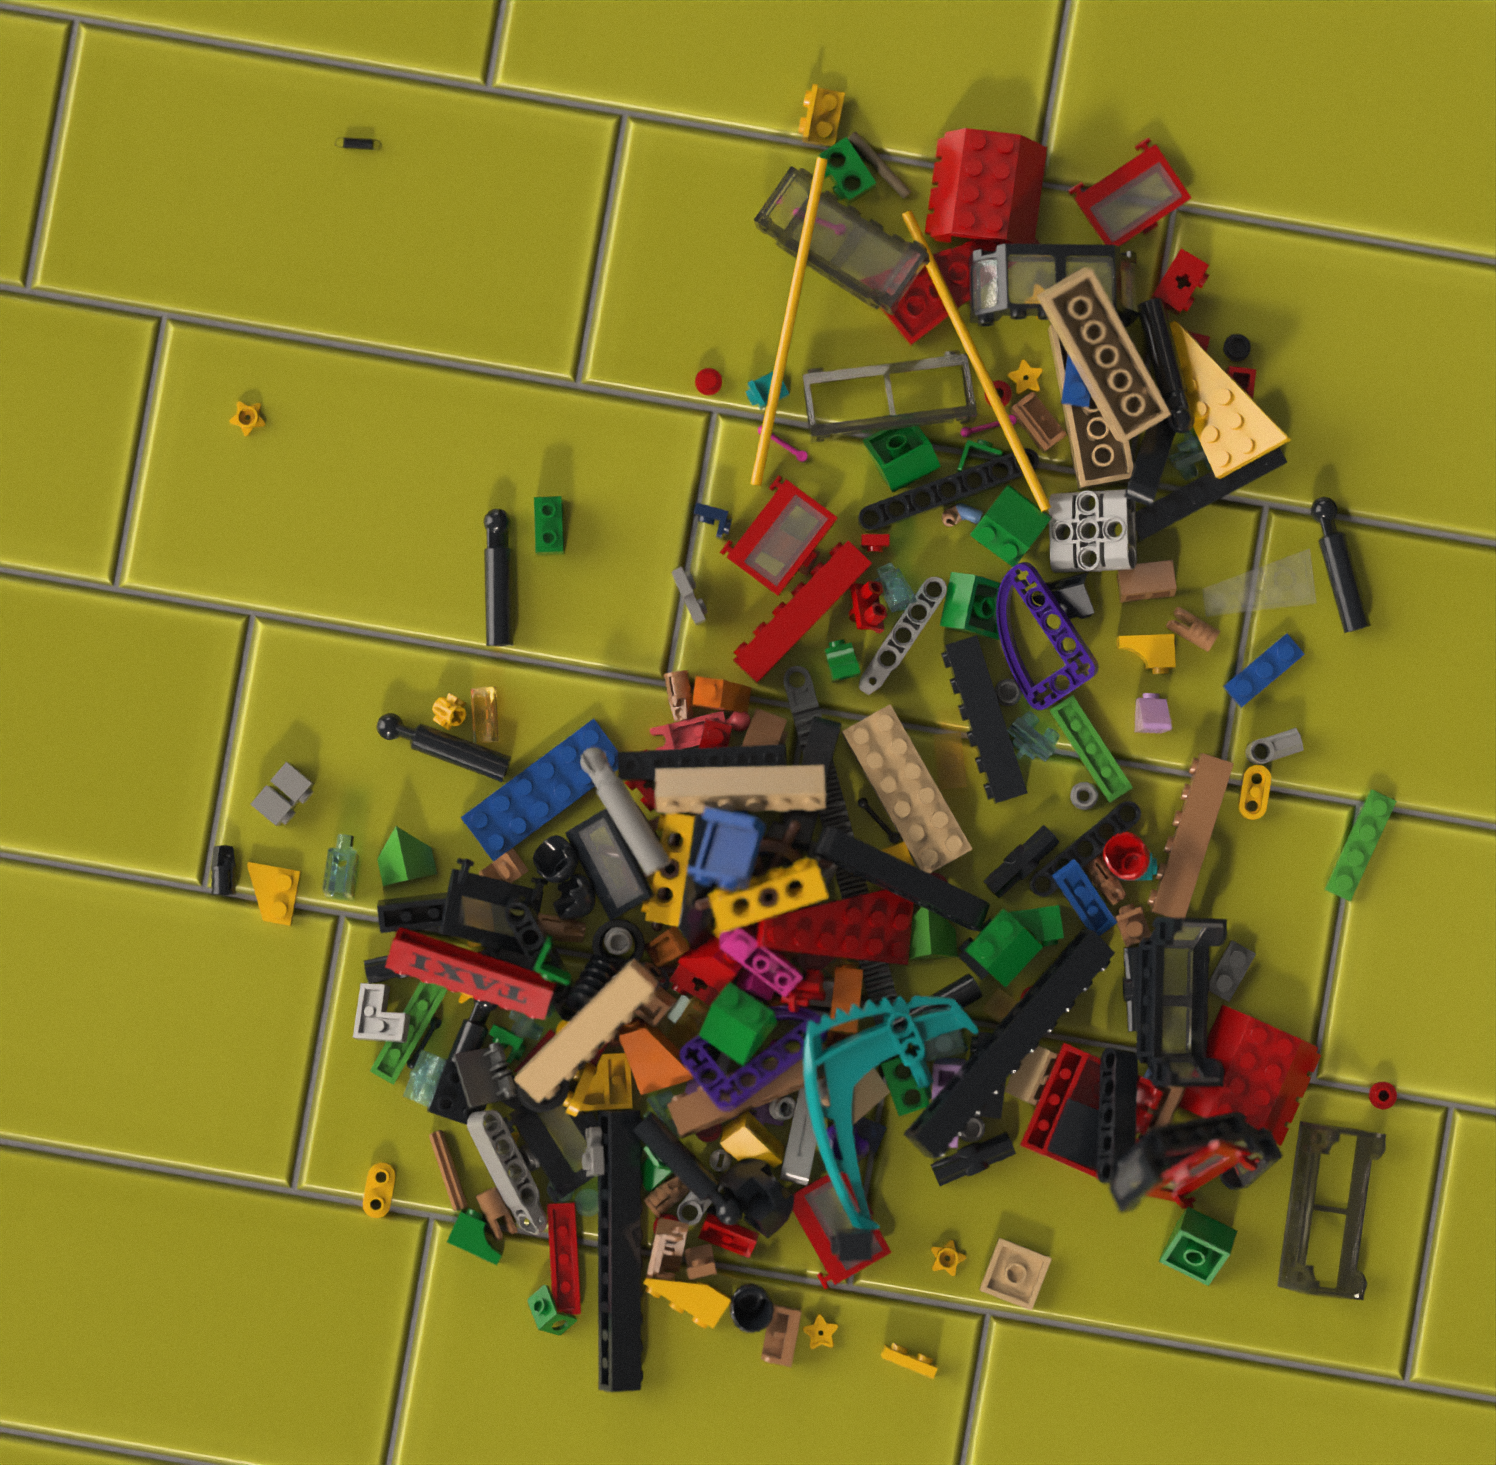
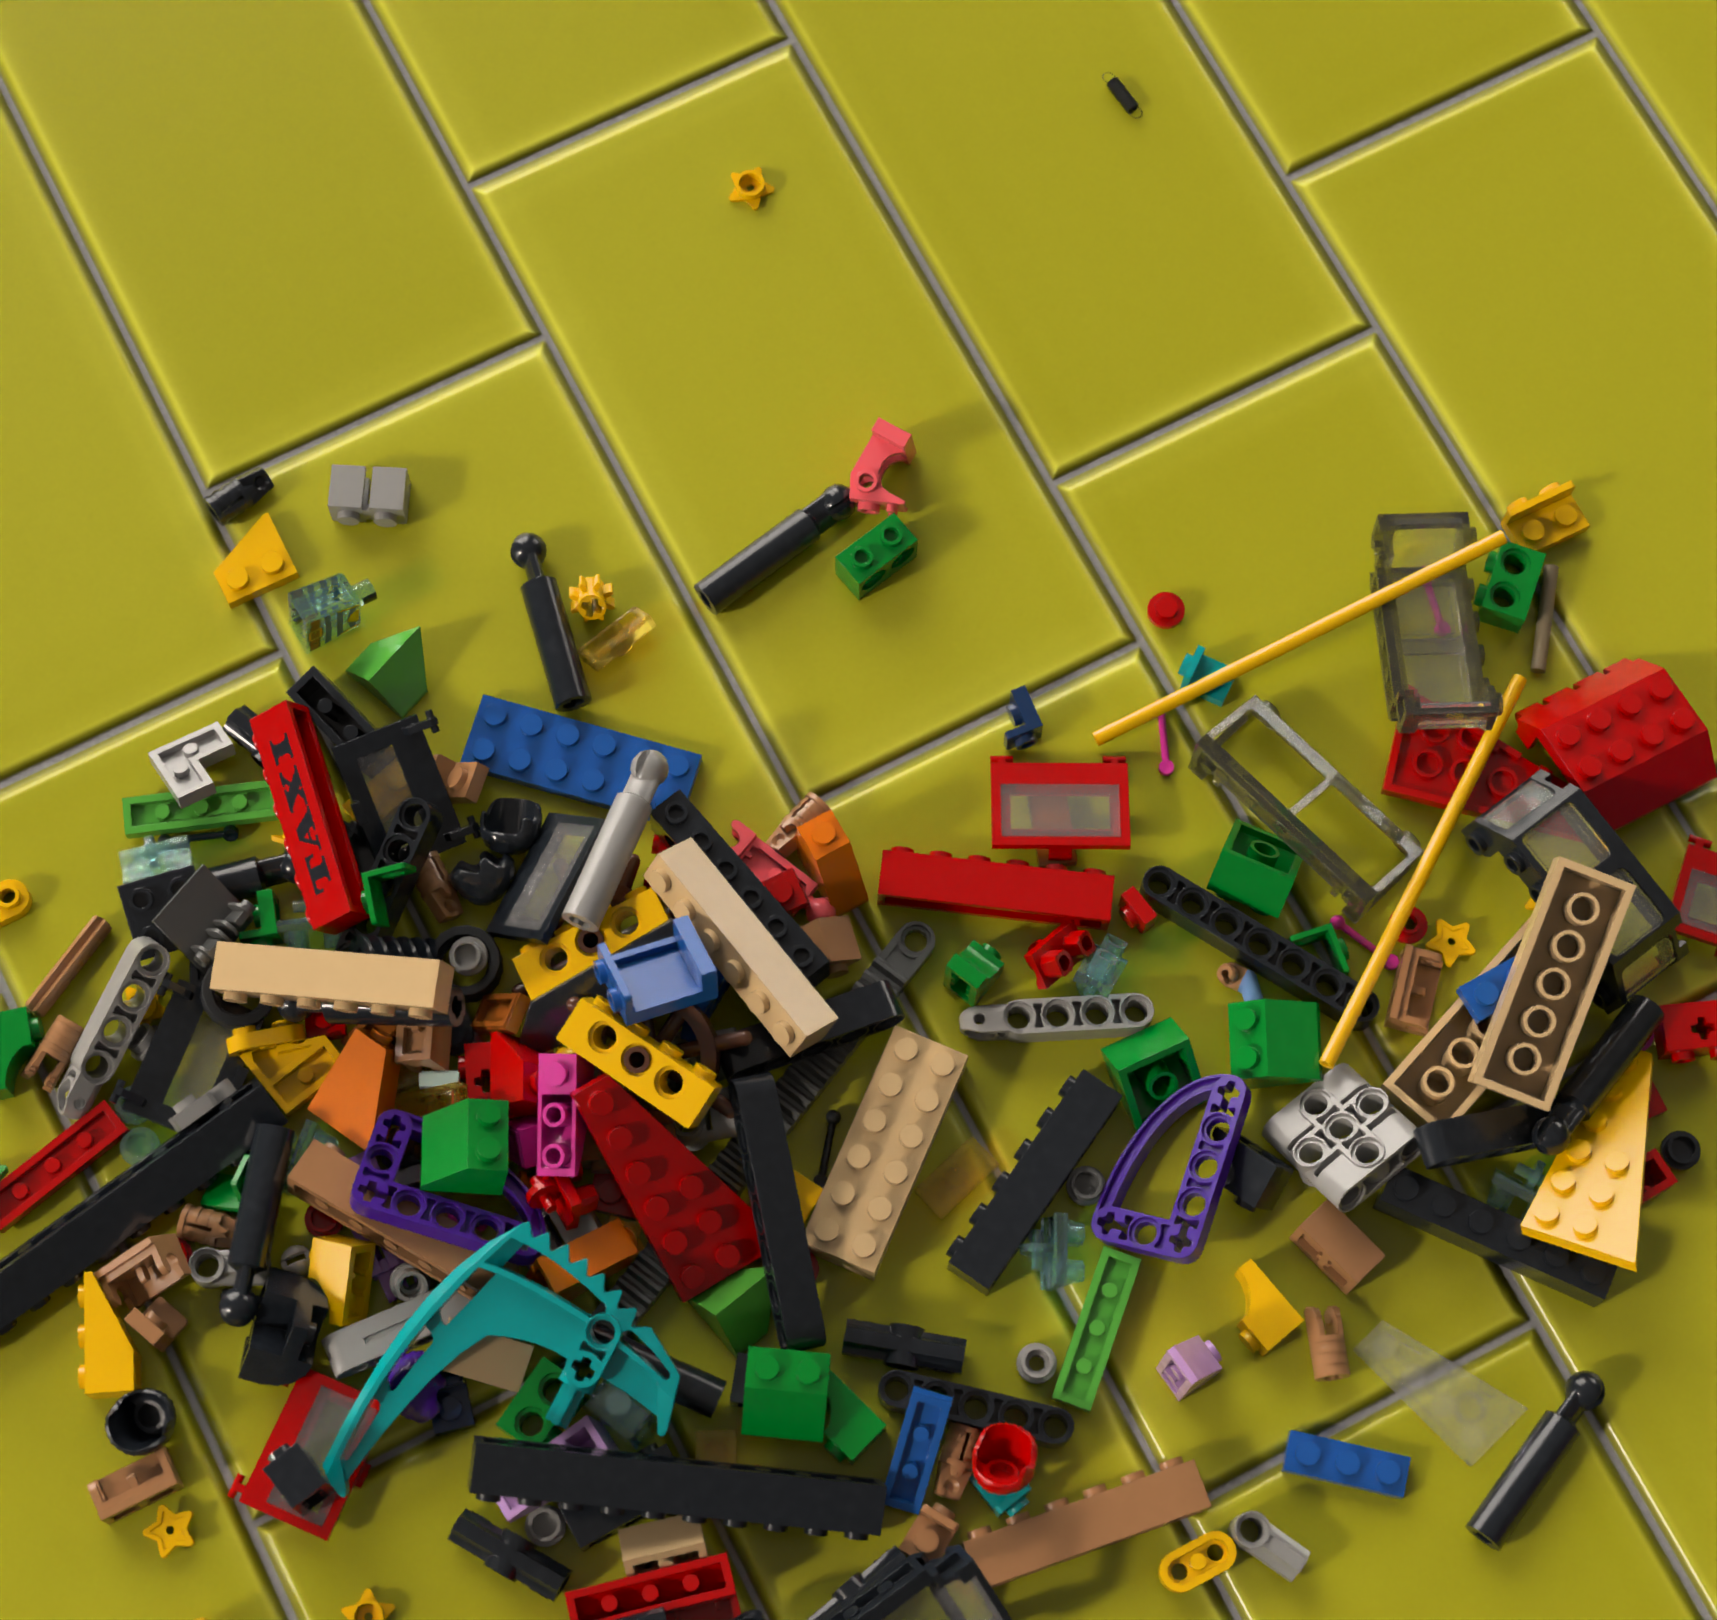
camera: 55 degrees right, 15 degrees down
(487, 471) = (884, 449): none -> coral tile
(686, 585) = (922, 743): light grey plate -> none
(730, 1237) = (211, 1335): red plate -> none

